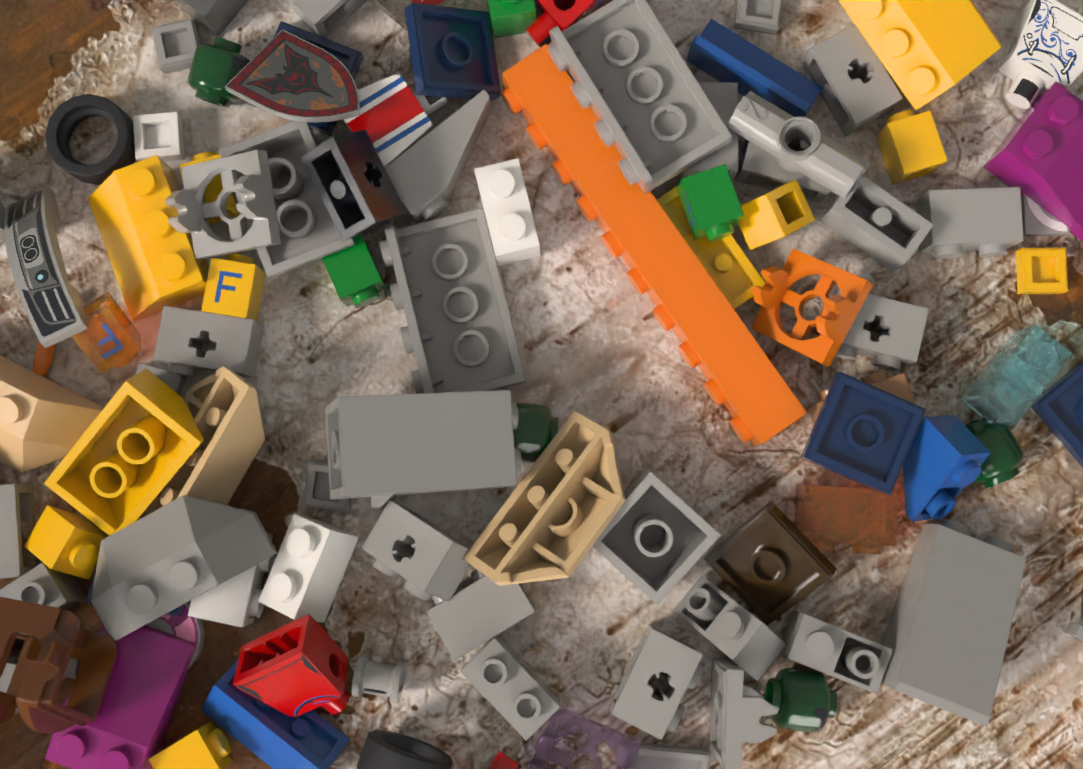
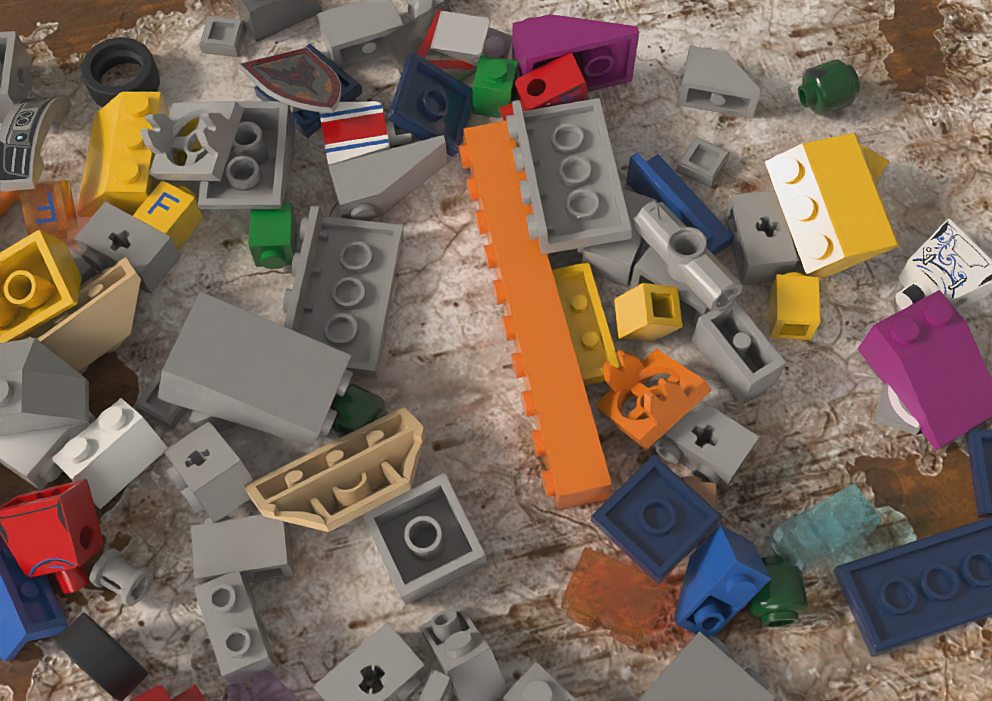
camera: 20 degrees right, 20 degrees down
(159, 135) = (174, 86): white plate -> none
(214, 68) = (237, 50): dark green head -> none
(353, 184) = (301, 160): black brick -> none
(507, 212) = (421, 235): white brick -> none
(710, 203) = (594, 281): green brick -> none
(770, 563) = (525, 610): dark brown tile -> none
(971, 221) = (827, 384): light grey brick -> none
(1041, 271) = (883, 454): yellow tile -> none

